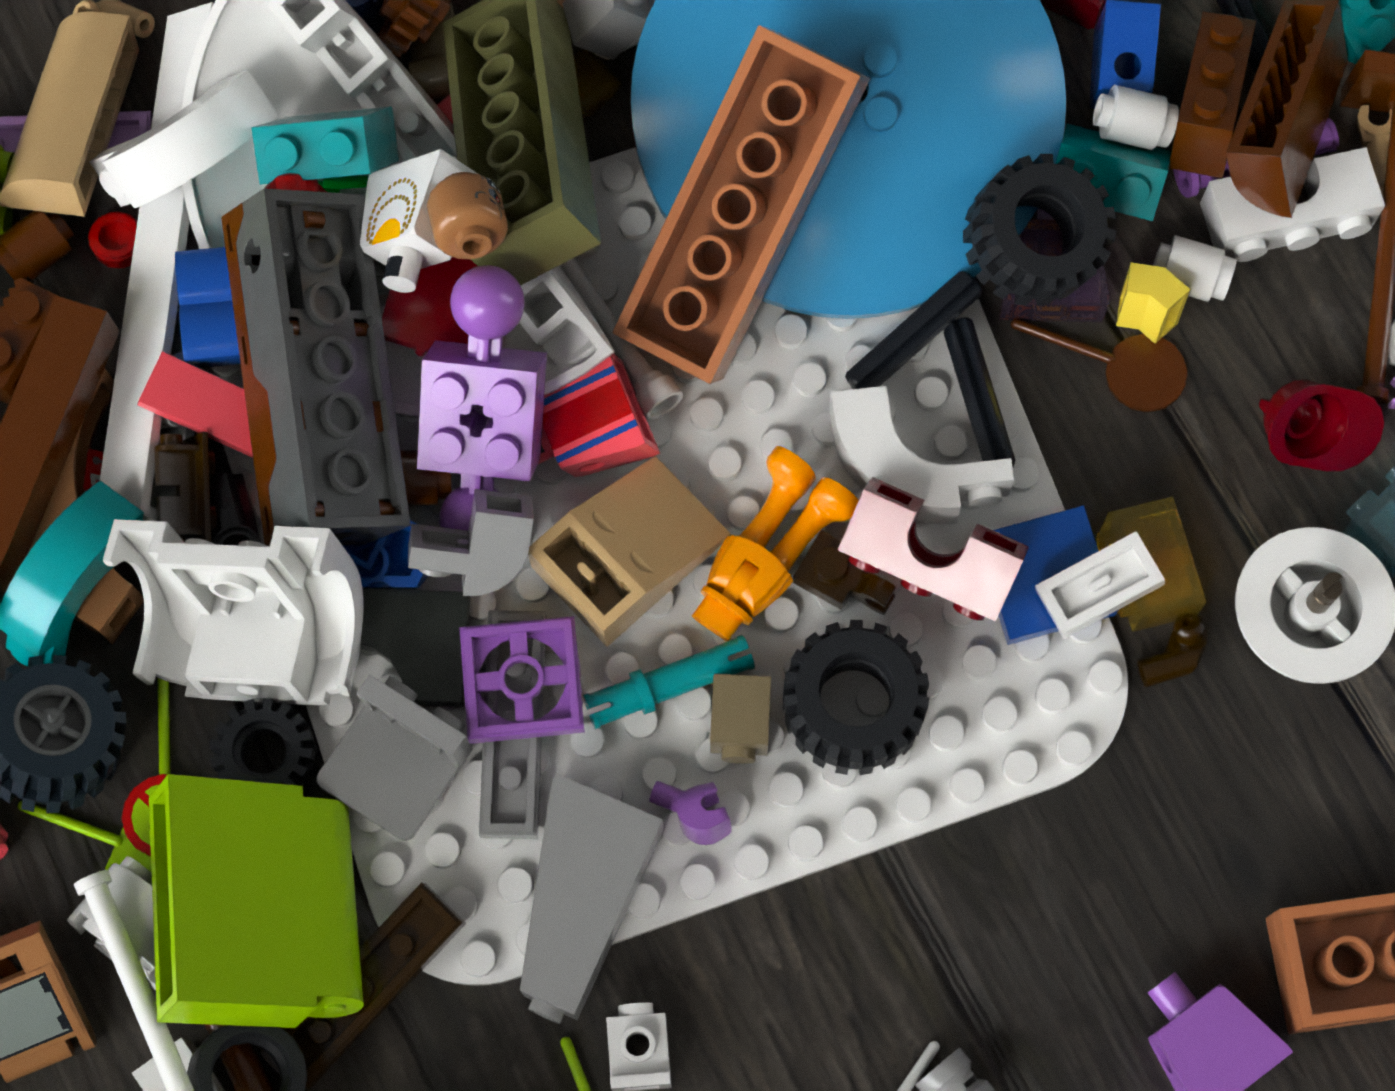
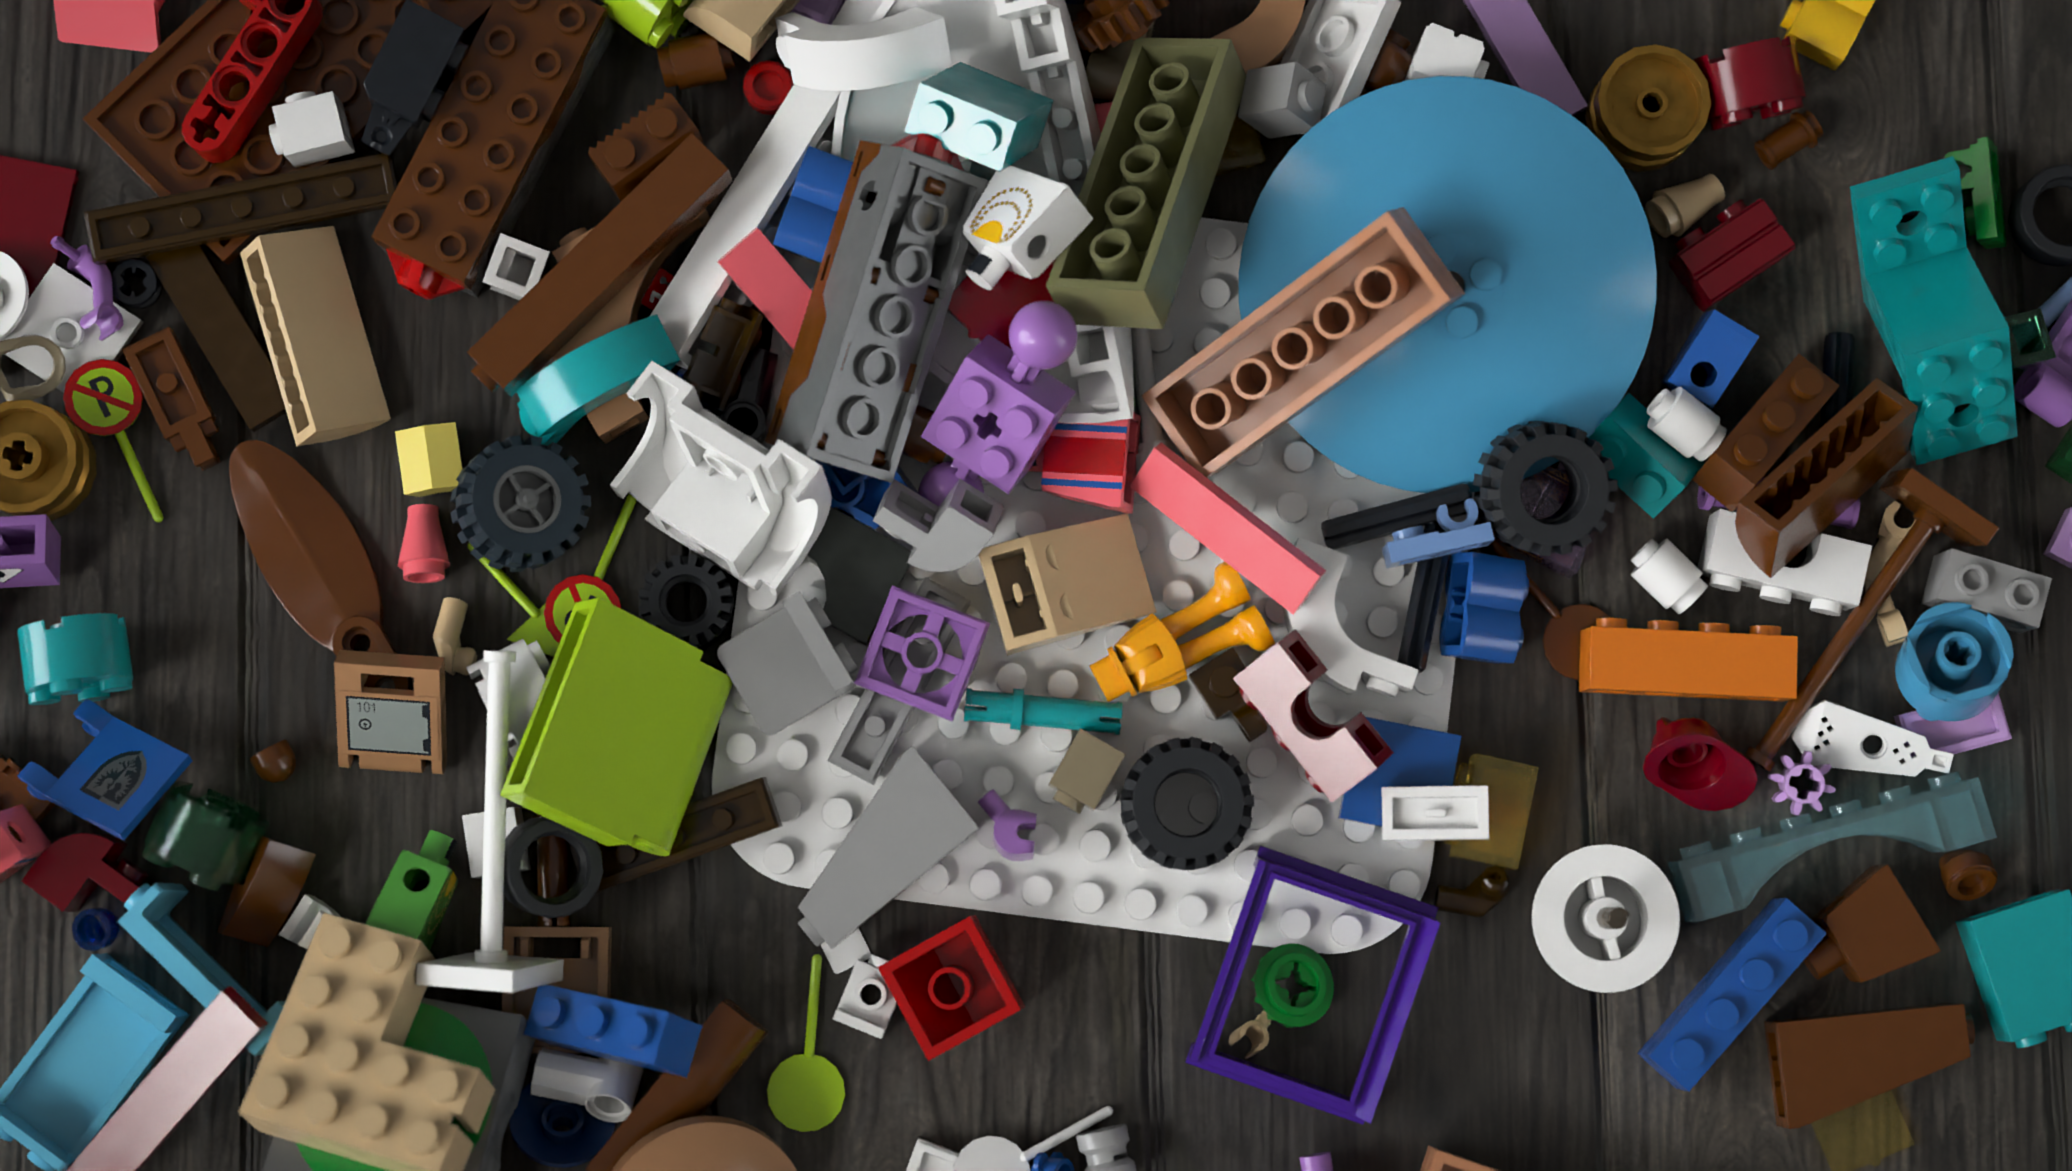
camera: 20 degrees right, 10 degrees up
(37, 905) = (447, 637): none -> tan arm
(467, 215) = (1060, 258): medium nougat head -> none
(592, 1020) = (847, 952): none -> white sticker
(715, 995) = (951, 987): none -> red slope
(758, 413) = (1227, 528): none -> coral tile
(975, 323) = (1414, 545): none -> medium blue plate
(1038, 889) = (1256, 1032): none -> tan hand
(1039, 379) = (1483, 607): none -> blue brick
(1059, 807) = (1308, 970): none -> green gear
(1151, 300) = (1614, 586): light yellow piece -> none
(1164, 803) = (1392, 1015): none -> dark purple piece
(1256, 337) = (1688, 662): none -> orange brick

